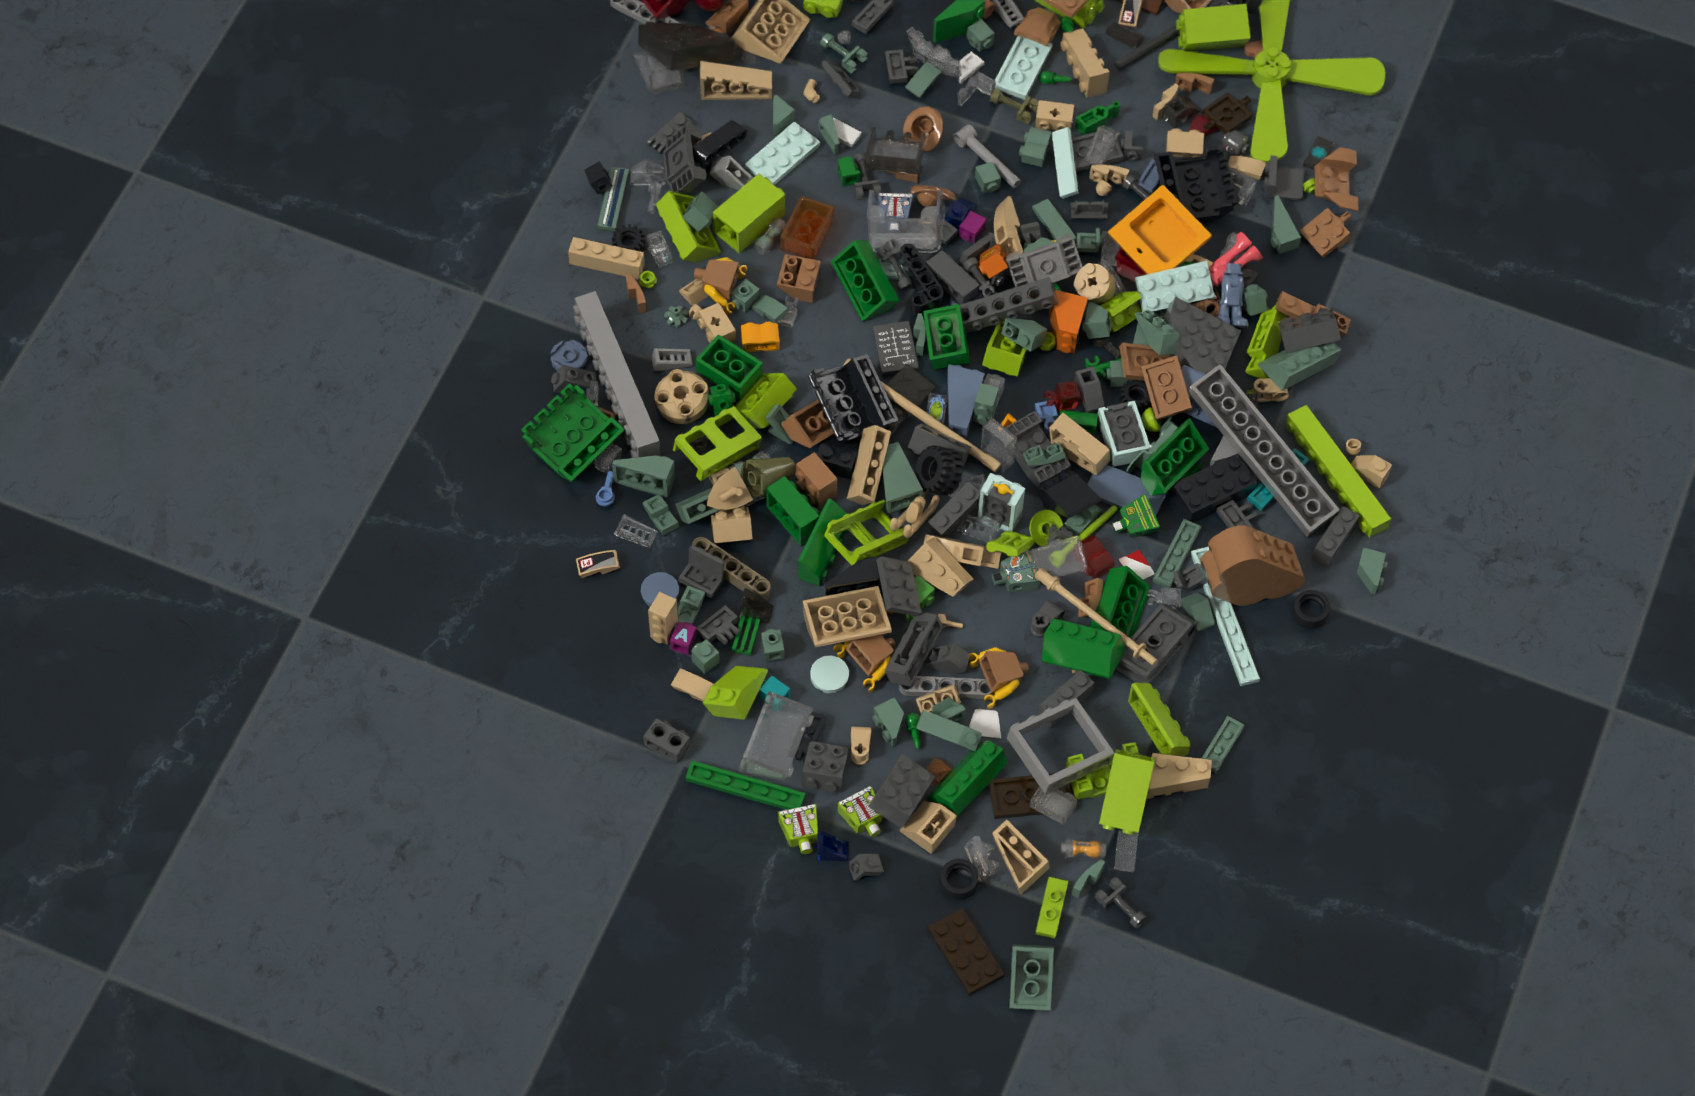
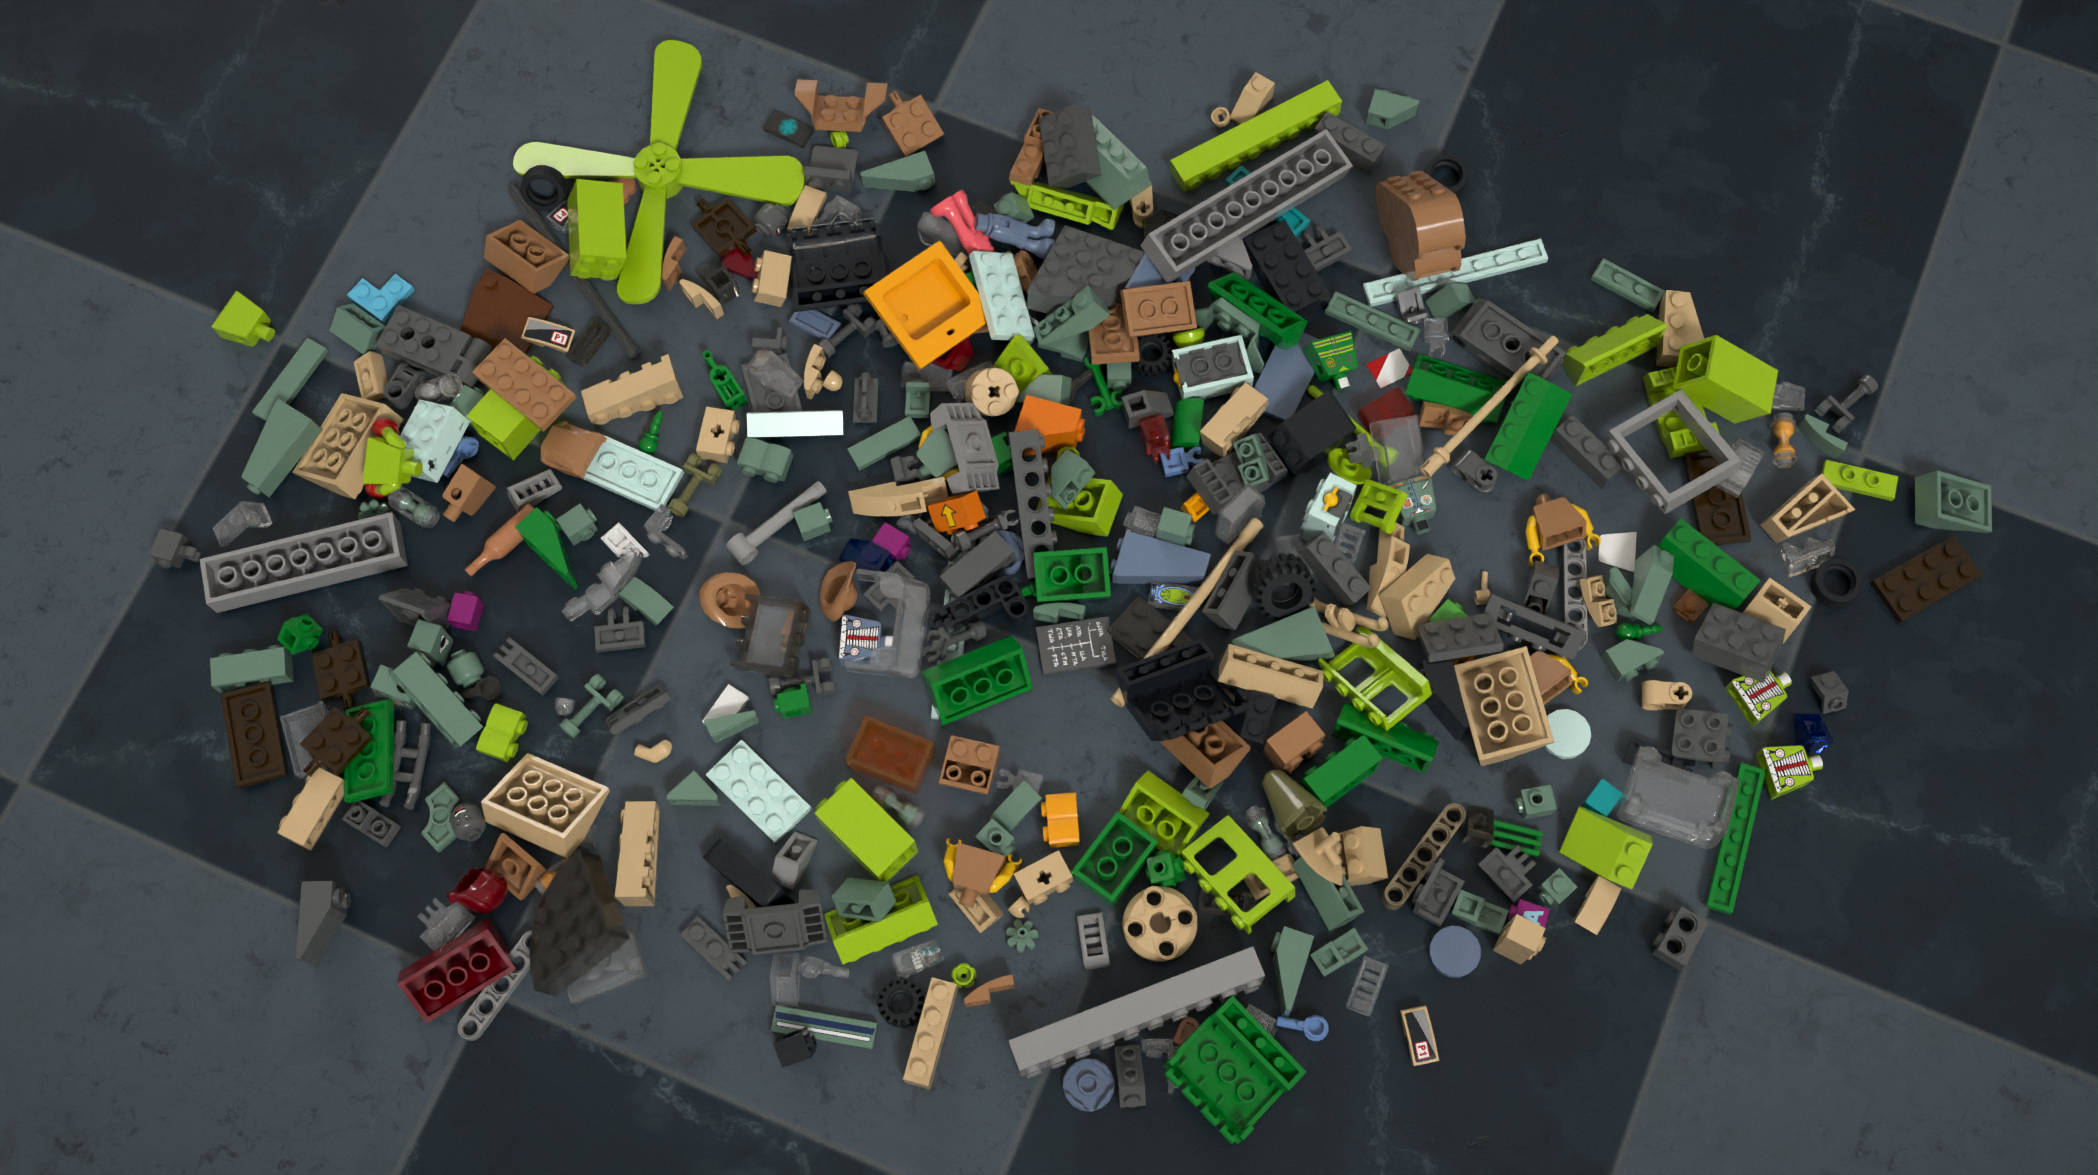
camera: 85 degrees left, 10 degrees up
(1067, 24) = (570, 413): green bar -> none

